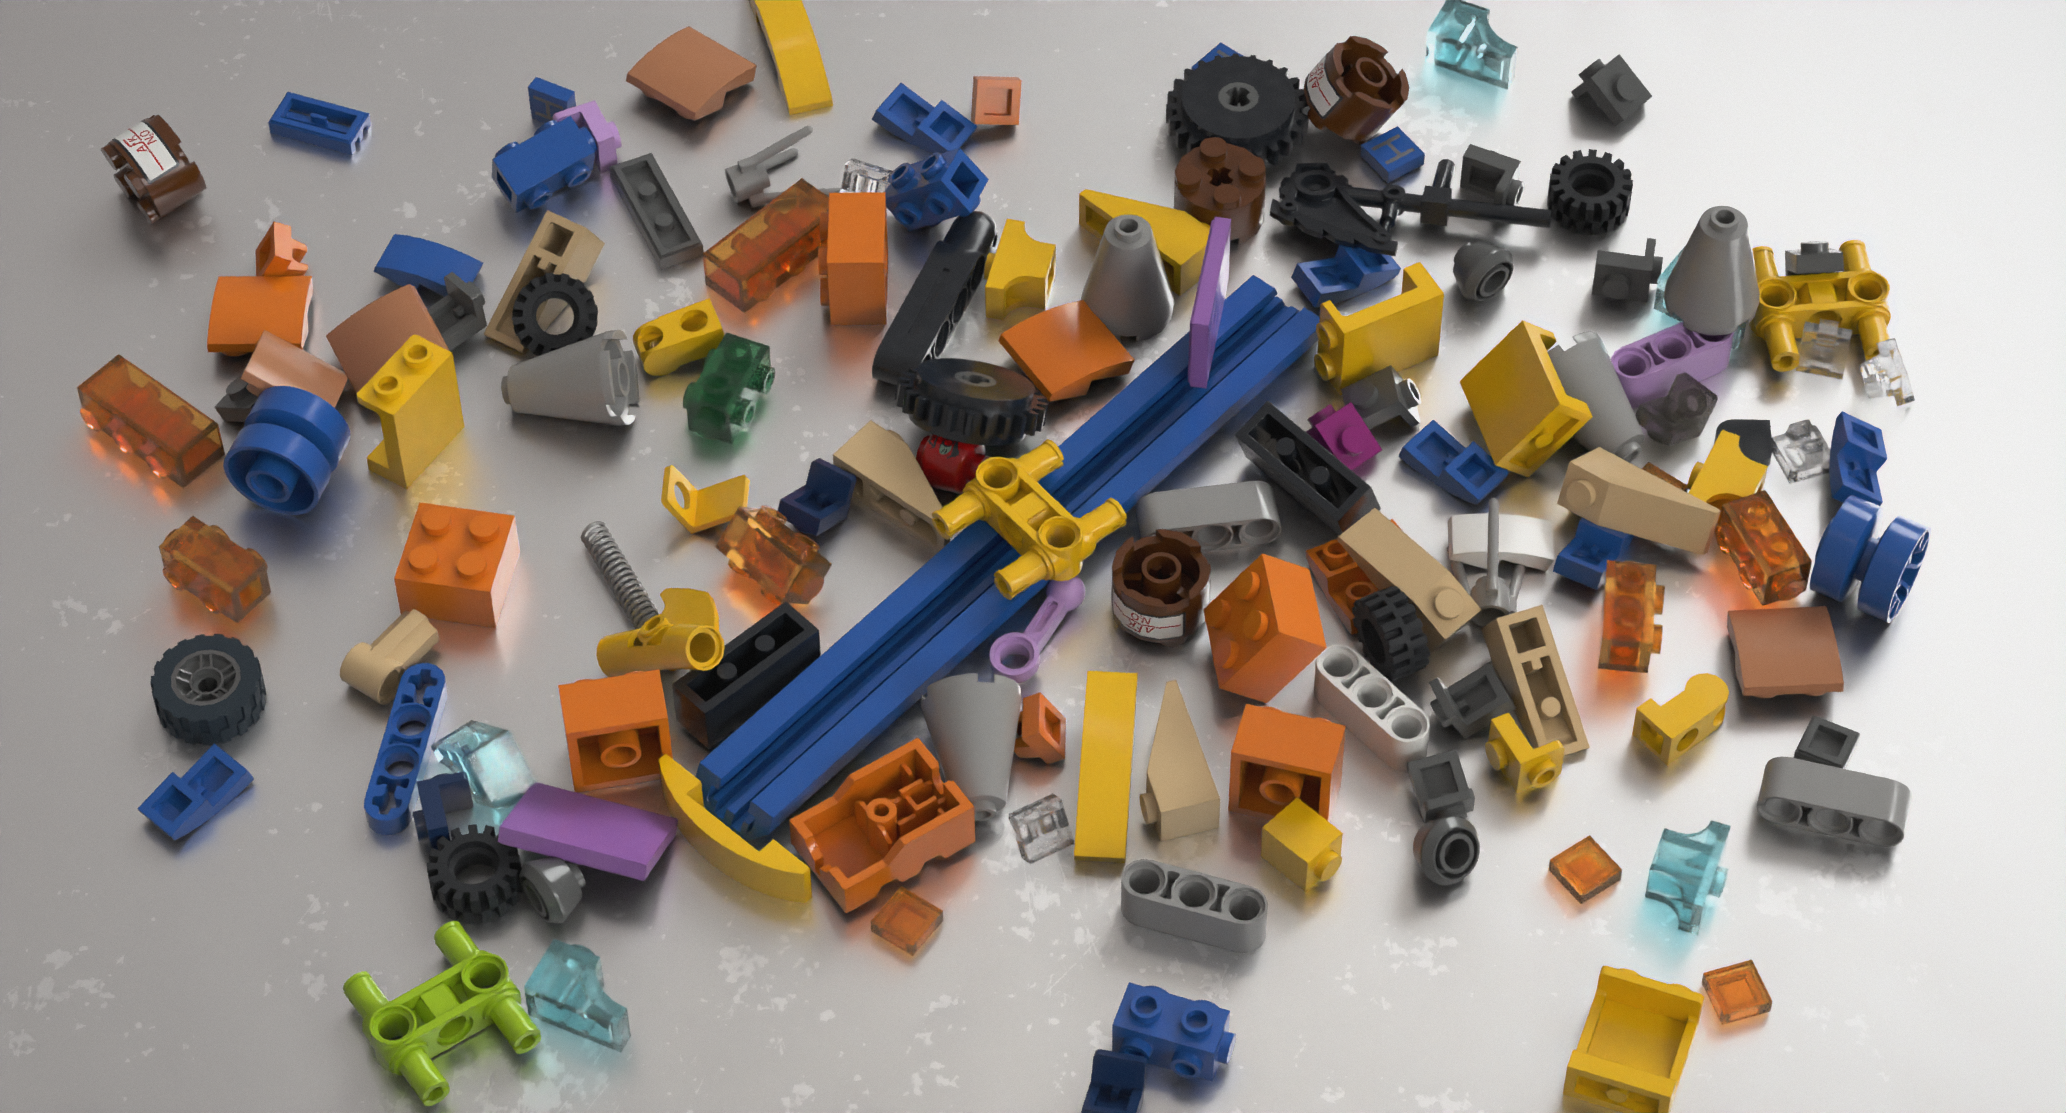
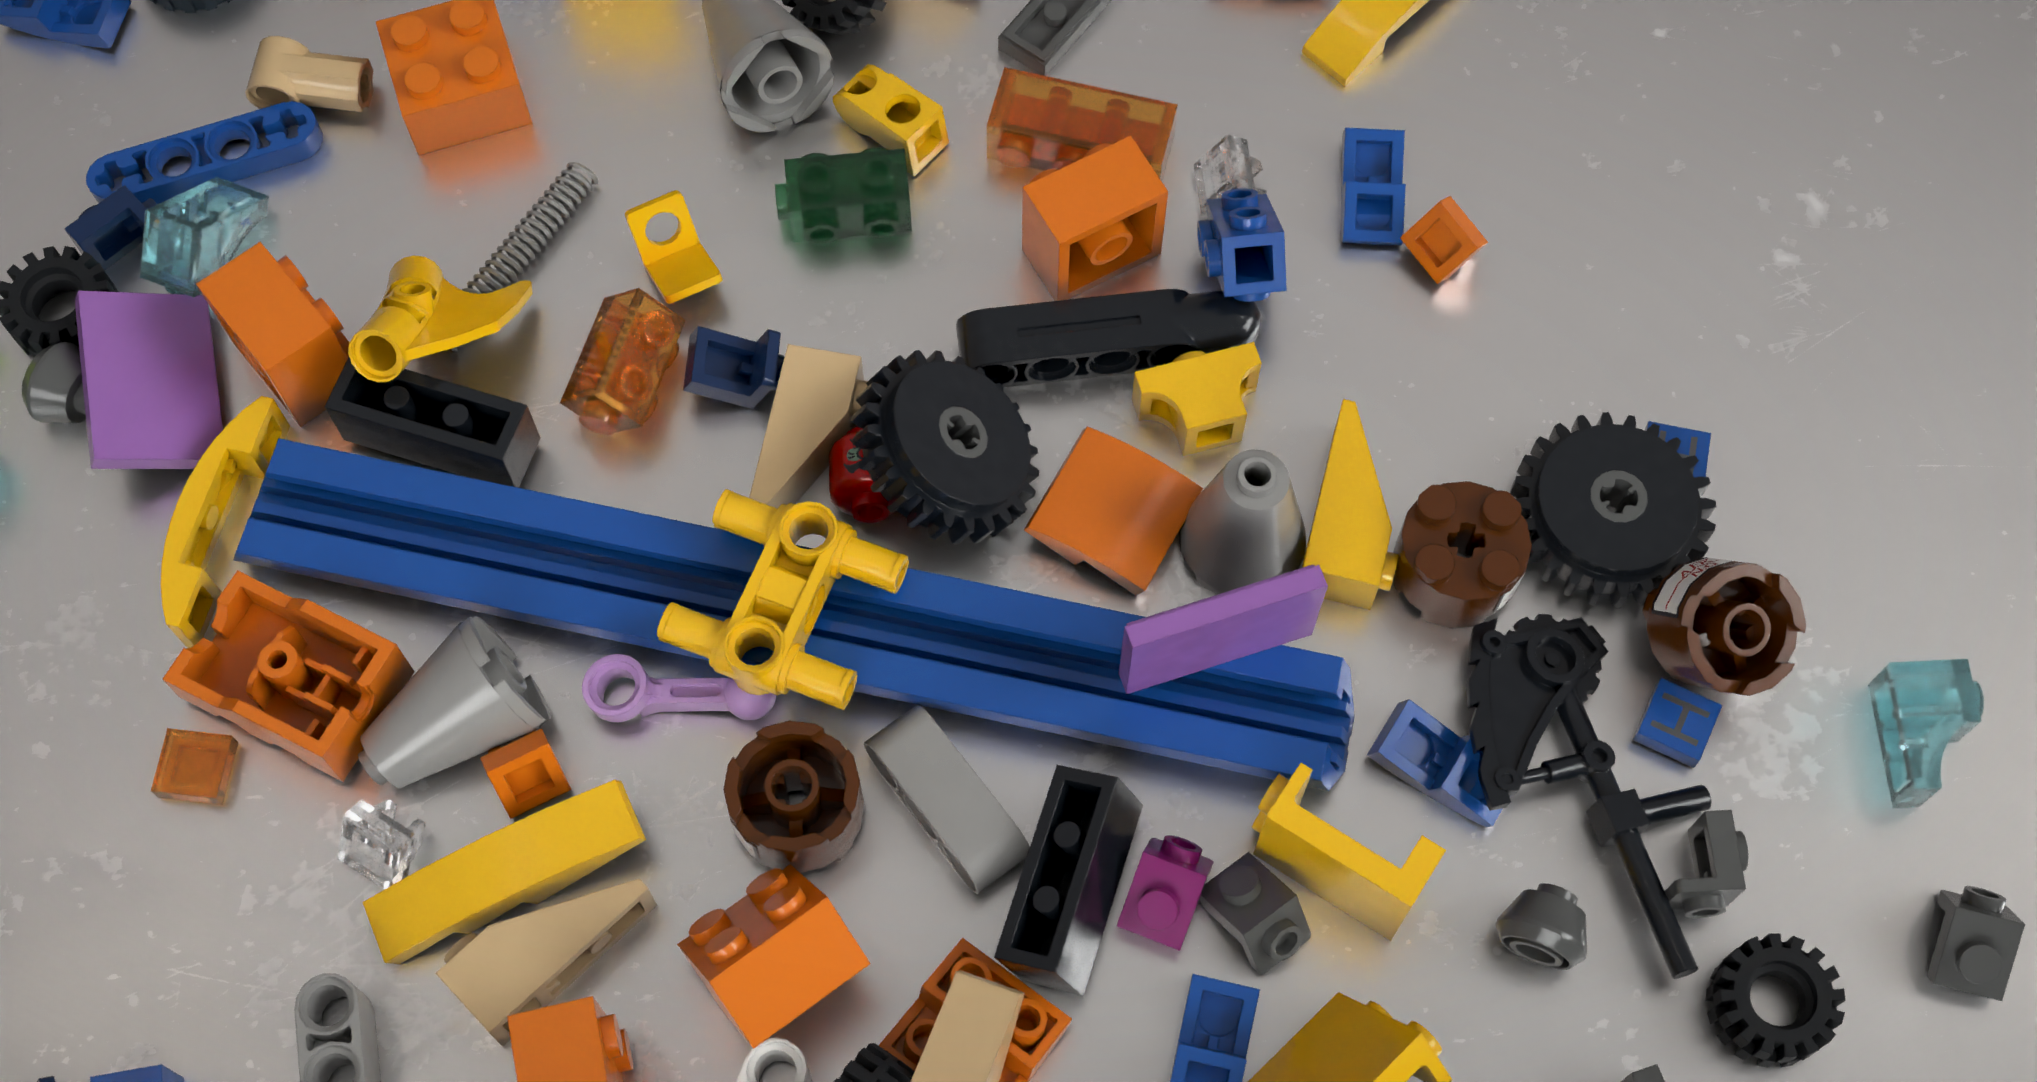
camera: 60 degrees right, 15 degrees up
(750, 174) = (1168, 60): light grey plant -> none

